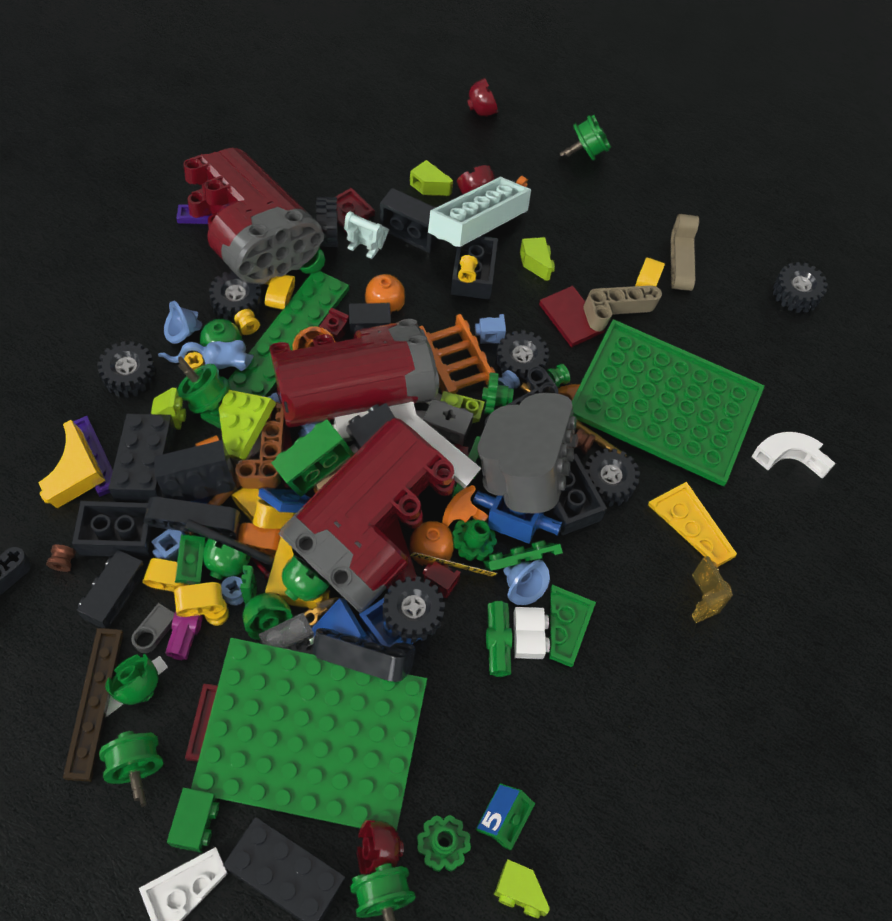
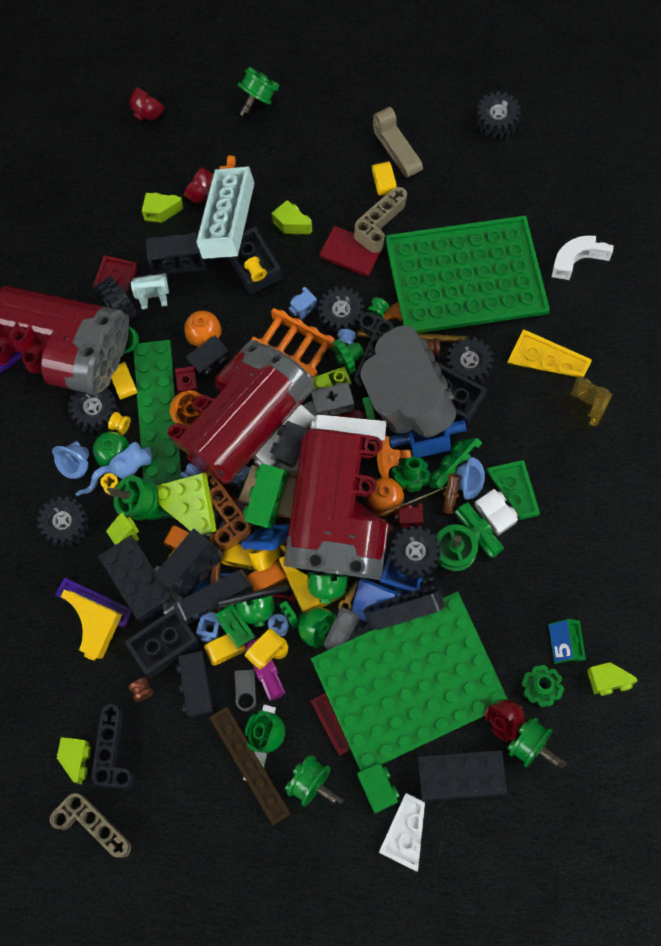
camera: 25 degrees left, 10 degrees up
(461, 638) = (457, 547): none -> green wheel
(497, 582) = (451, 493): none -> reddish brown pin

